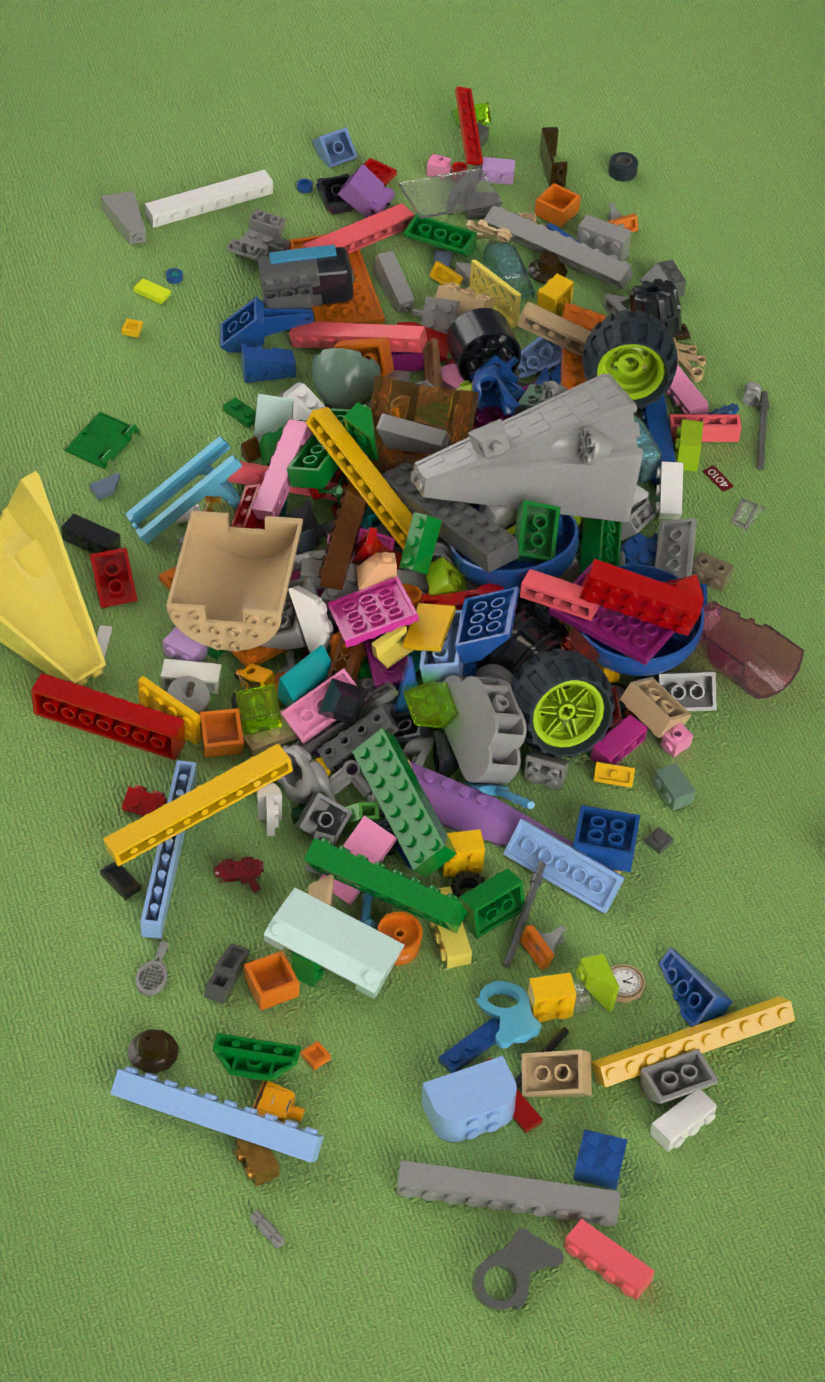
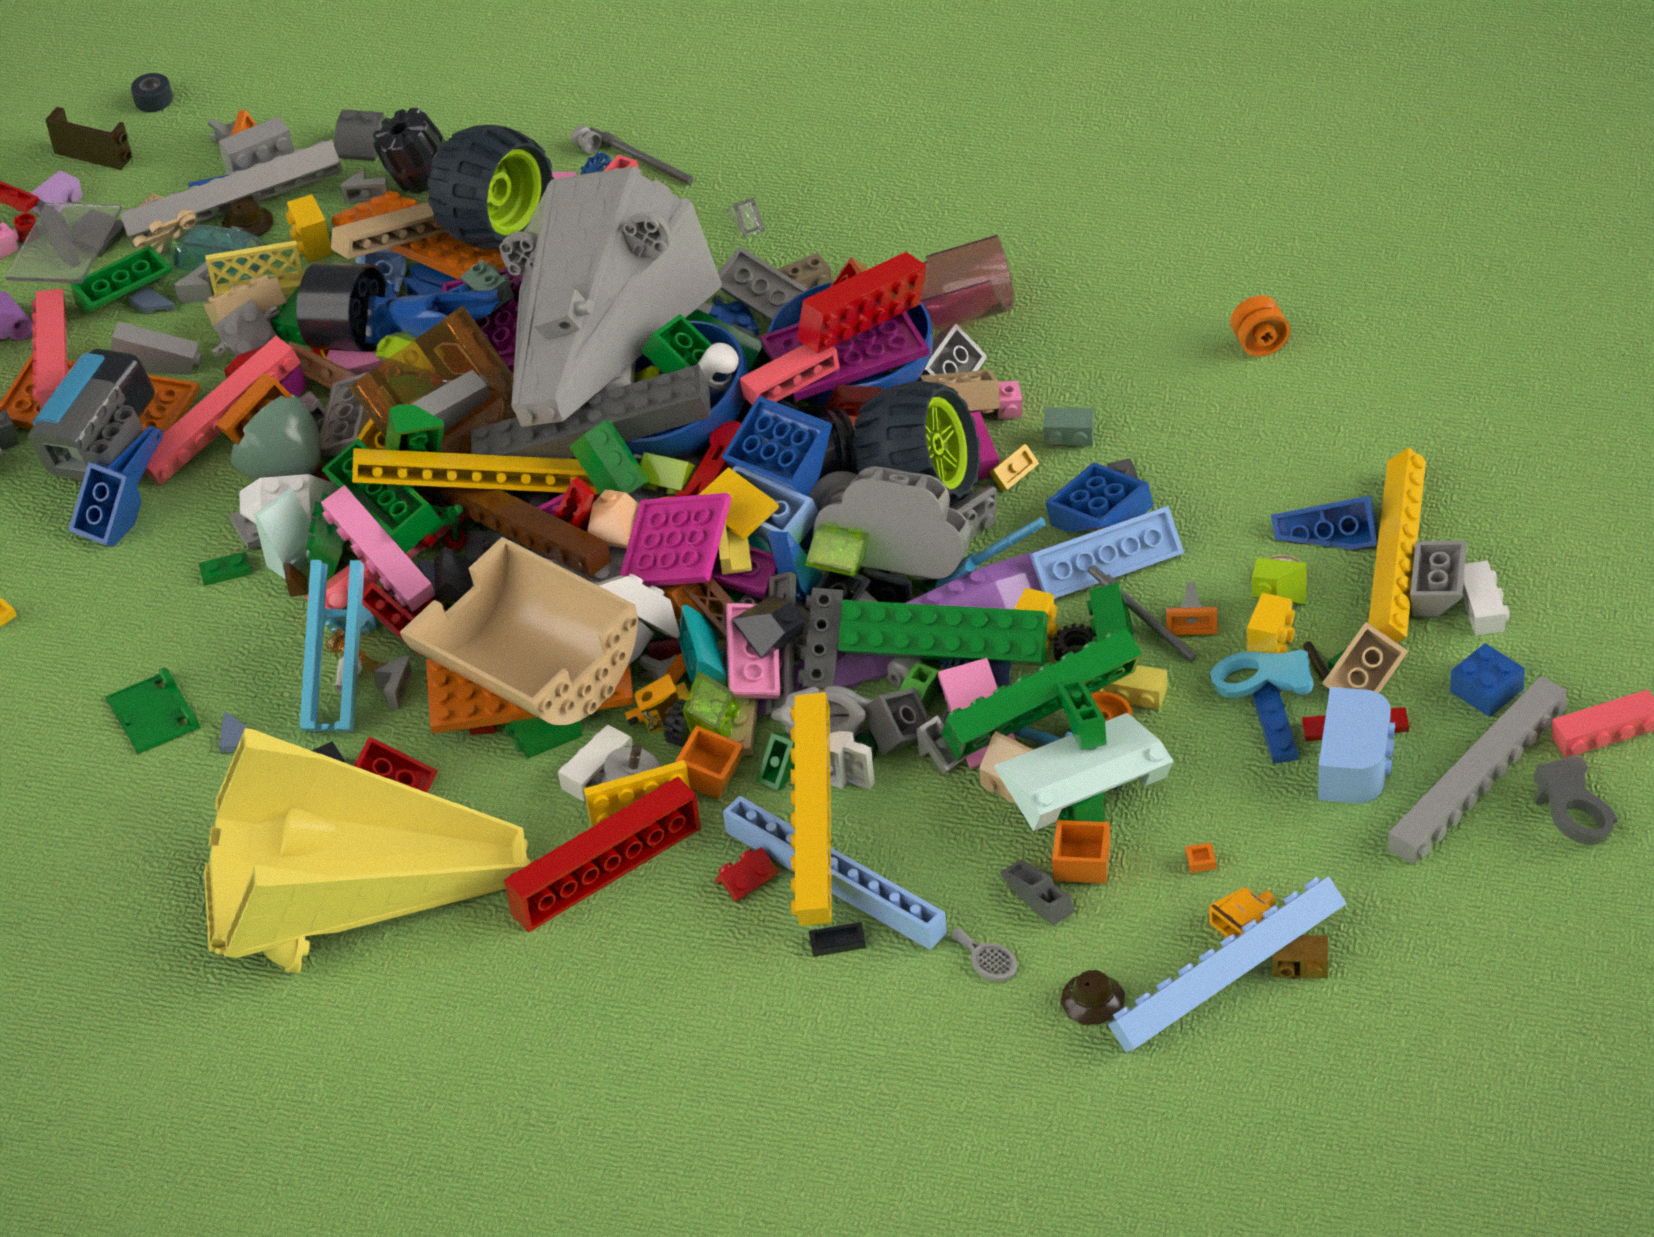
camera: 50 degrees left, 5 degrees down
(182, 647) = (548, 752): lavender brick -> none
(245, 871) = (914, 819): dark red brick -> none
(255, 1057) = (1179, 899): green wedge -> none
(266, 364) = (176, 513): blue wedge -> none
(267, 1229) = (1391, 985): light grey axle -> none
(342, 779) = (864, 672): light grey piece -> none
(367, 914) = (1082, 714): none -> green slope
(444, 274) = (181, 306): yellow plate -> none
(536, 550) = (719, 358): none -> white helmet
(557, 205) = (164, 167): orange piece -> none

